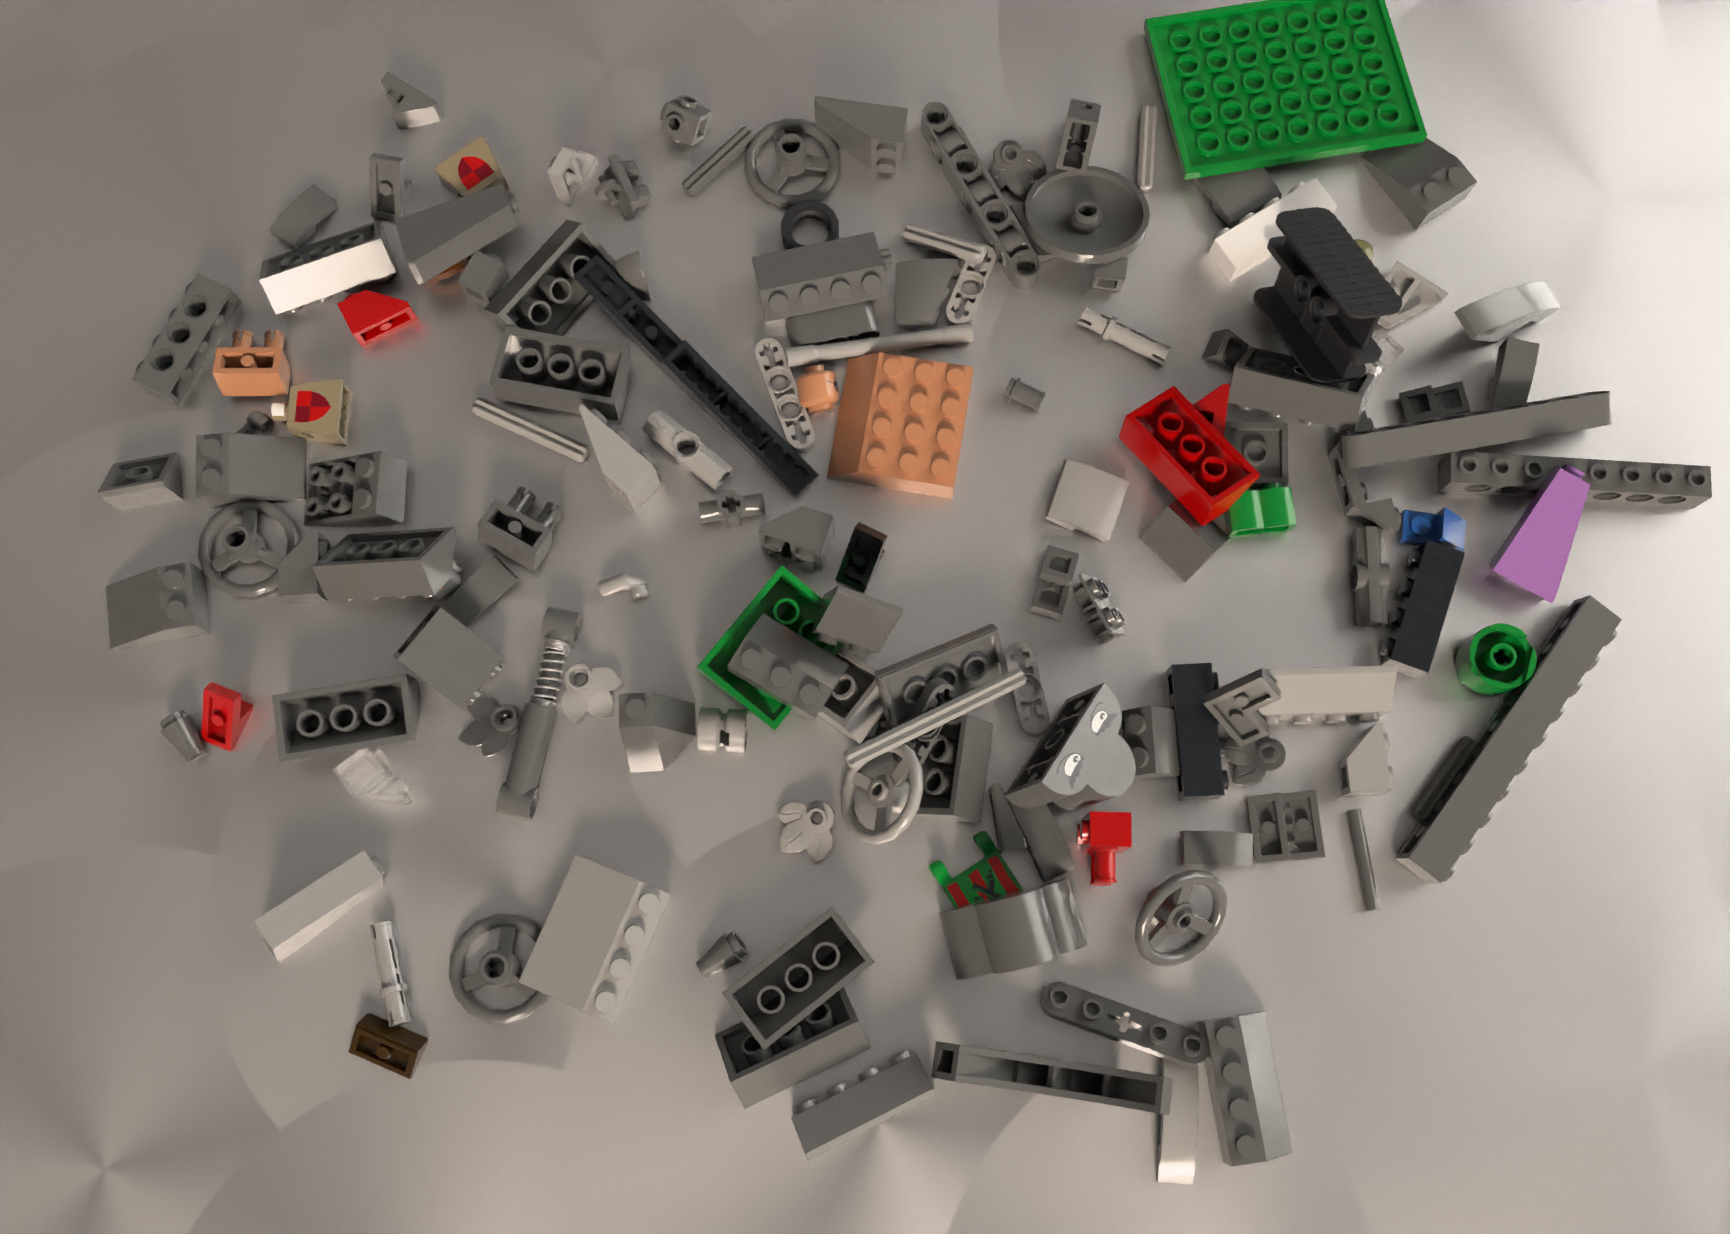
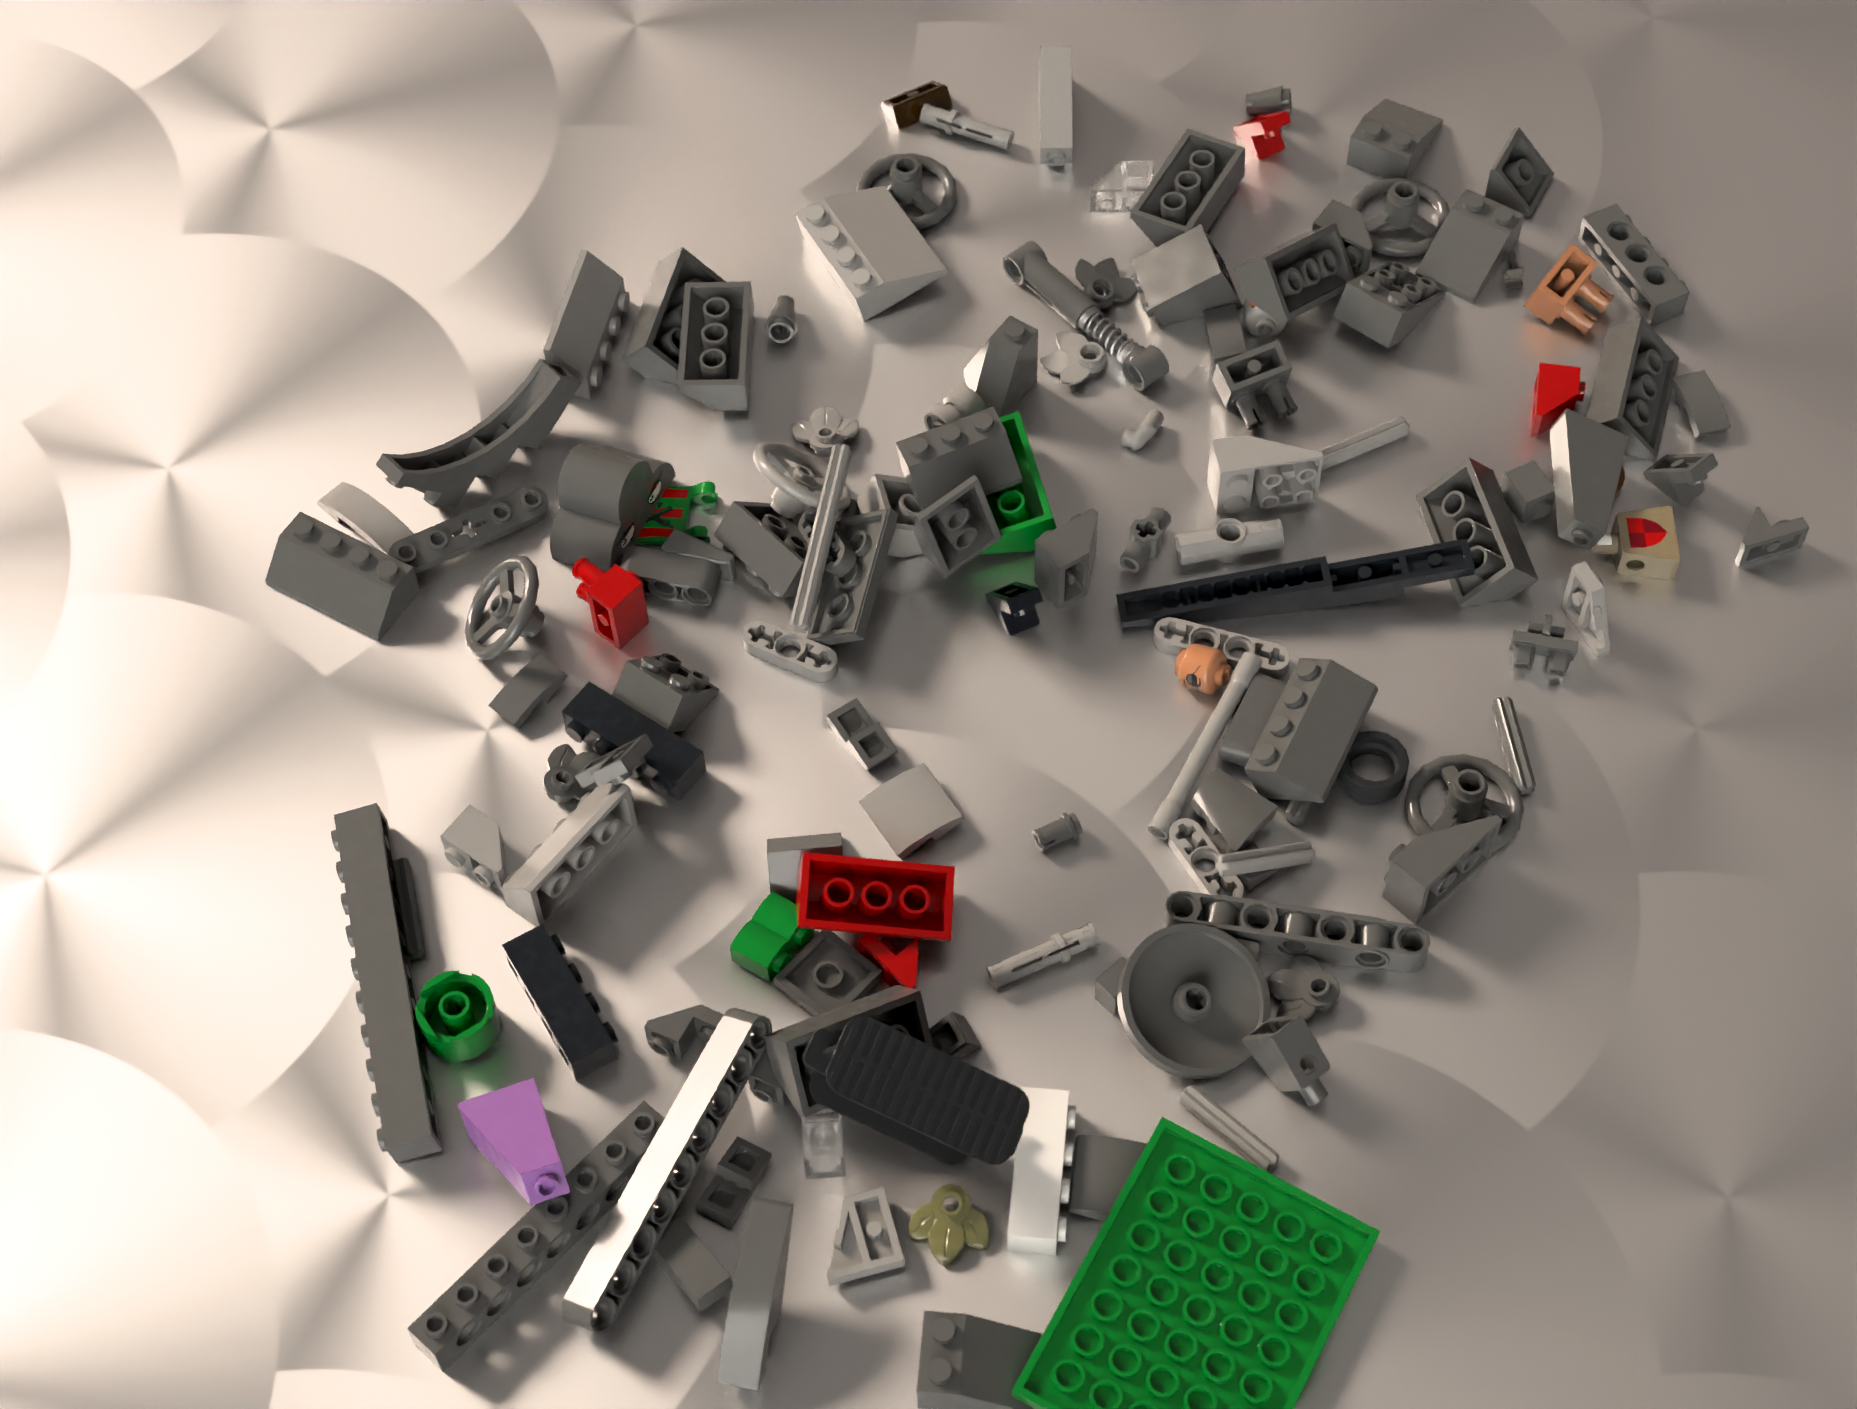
camera: 130 degrees right, 20 degrees down
(317, 411) = (1486, 313): dark tan torso -> none
(561, 372) = (1376, 483): dark grey slope -> none
(632, 273) = (1433, 599): dark grey brick -> none
(684, 120) = (1576, 733): dark grey brick -> none
(901, 424) = (1107, 715): nougat slope -> none
(1078, 756) = (692, 611): brick -> none
(1096, 592) = (804, 738): dark grey hinge -> none
(1285, 827) = (493, 757): dark grey slope -> none
(1363, 860) = (410, 794): dark grey bar -> none
(1369, 577) = (626, 980): dark grey piece -> none
(1441, 528) = (617, 1078): blue slope -> none

